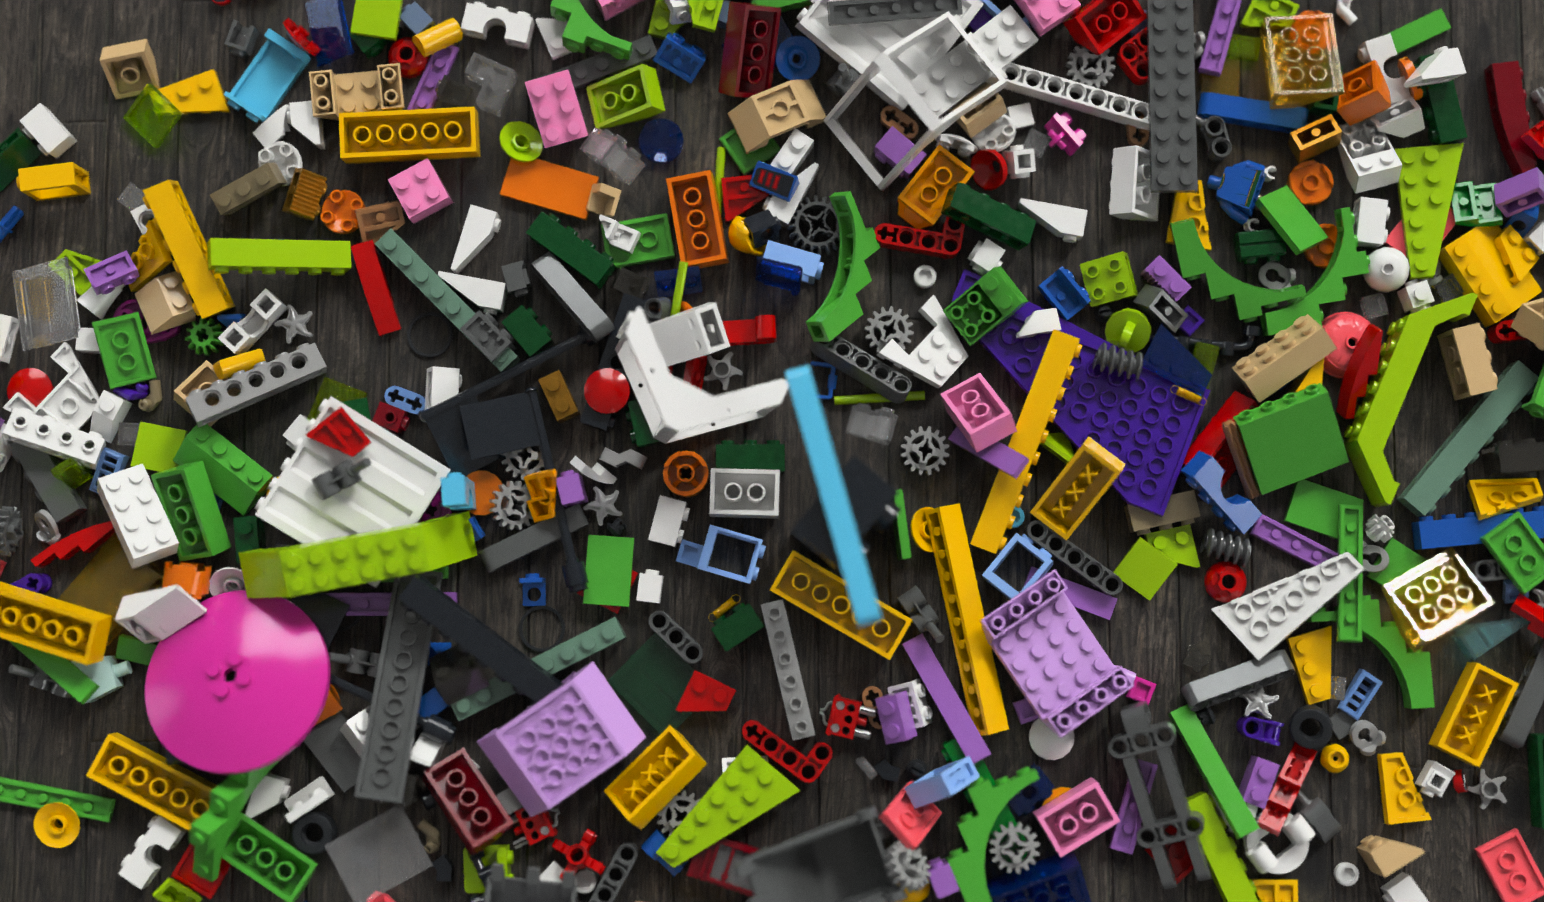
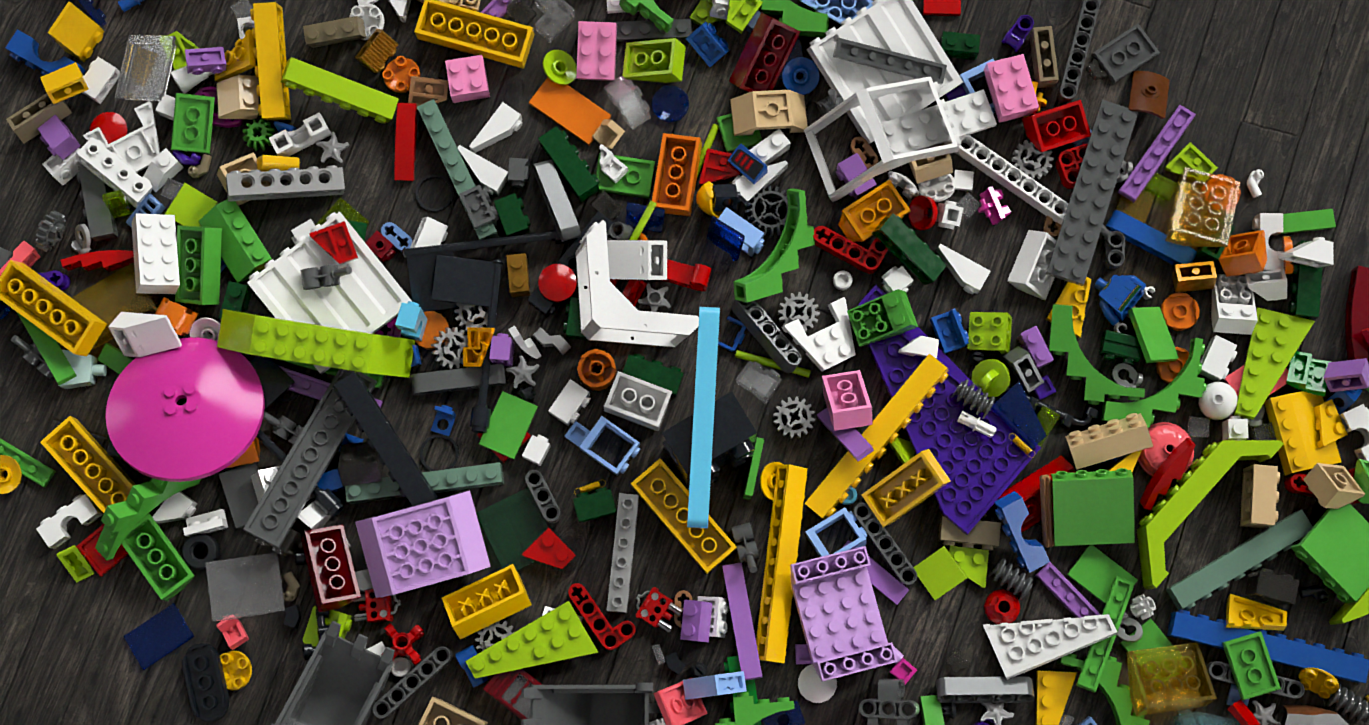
camera: 20 degrees right, 5 degrees down
(1131, 389) = (977, 424): none -> white axle

